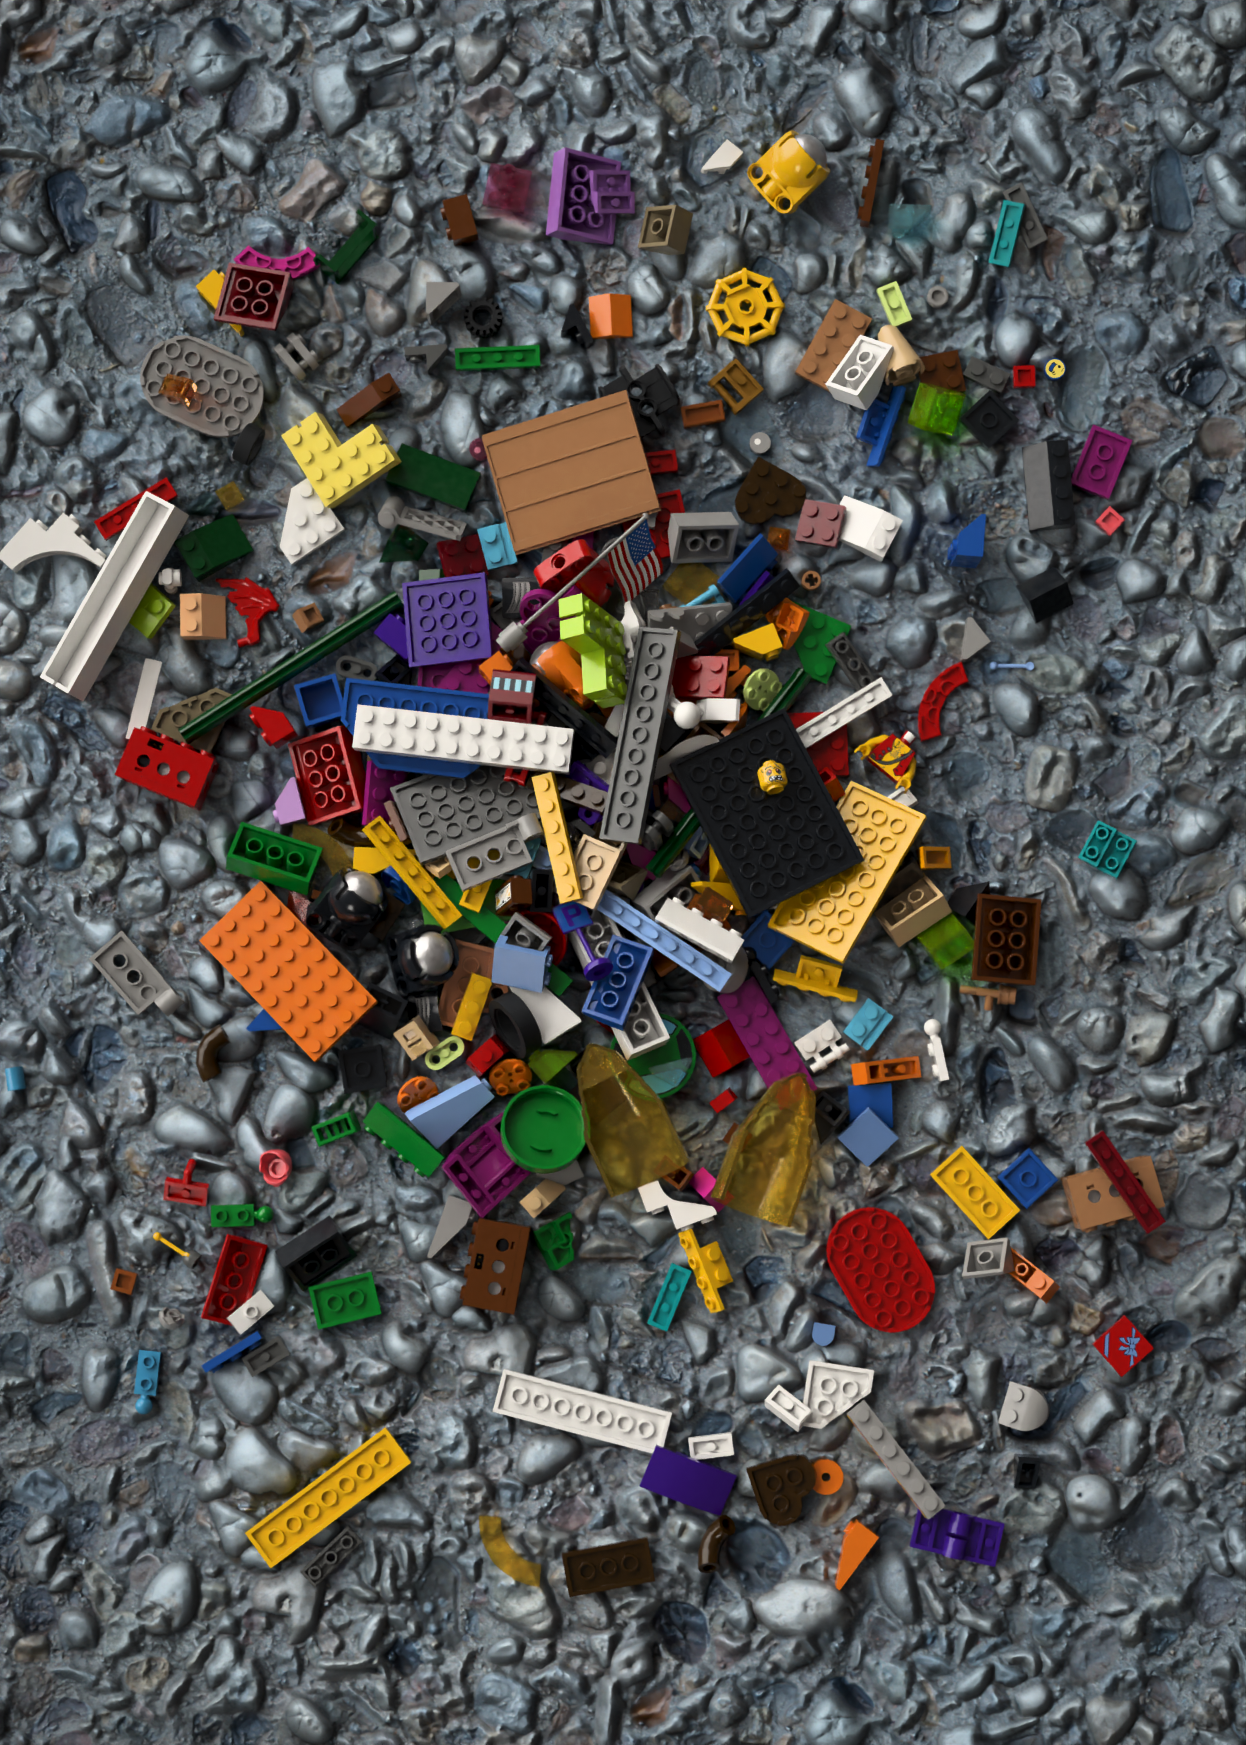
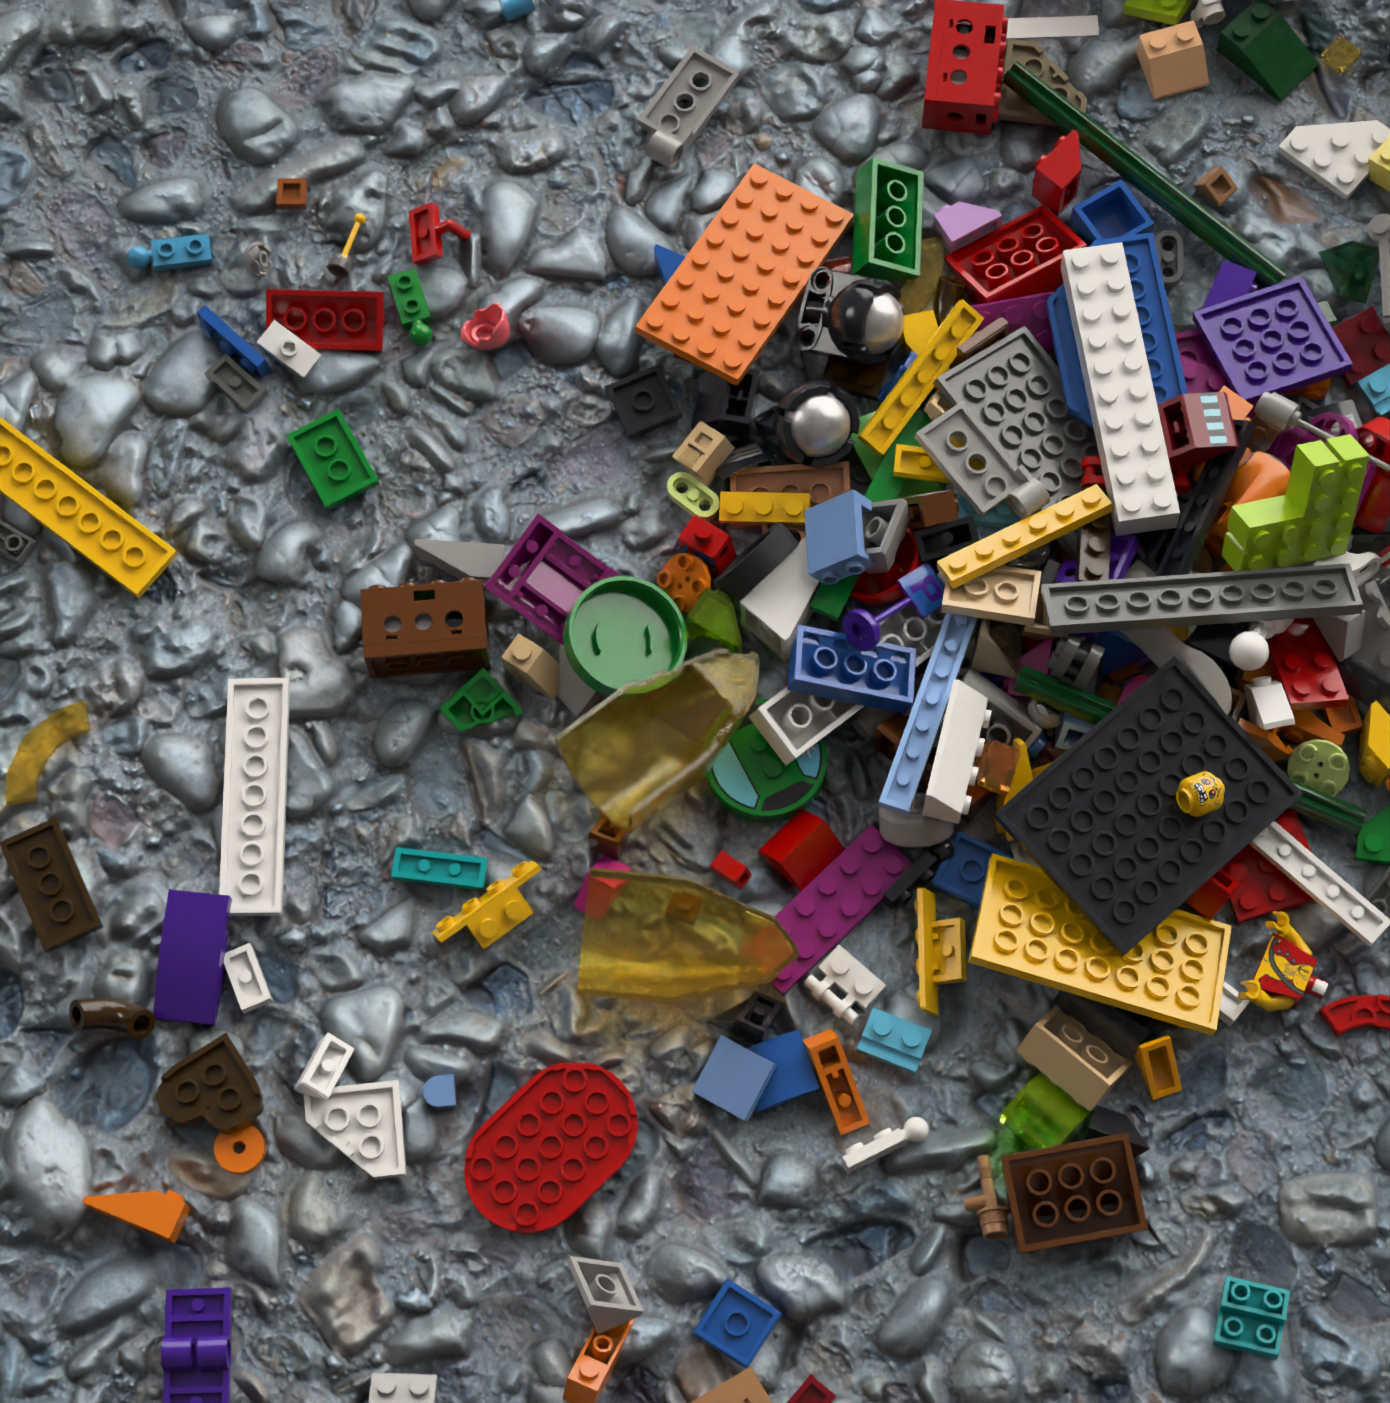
camera: 80 degrees right, 15 degrees down
(208, 1052) = (610, 213): dark brown cylinder -> none
(252, 602) = (1211, 118): red animal -> none
(316, 1253) = (385, 408): black slope -> none
(352, 1120) = (568, 406): green slope -> none
(395, 671) = (1181, 302): black slope -> none
(404, 1139) = (566, 469): green slope -> none
(422, 1086) = (638, 480): orange plate -> none
(450, 1110) = (617, 517): light blue slope -> none
(672, 1071) = (750, 783): clear light blue slope -> none
(682, 1213) = (558, 854): white arch -> none
(895, 1460) = (284, 1233): light grey brick -> none
(974, 1192) = (696, 1252): yellow plate -> none

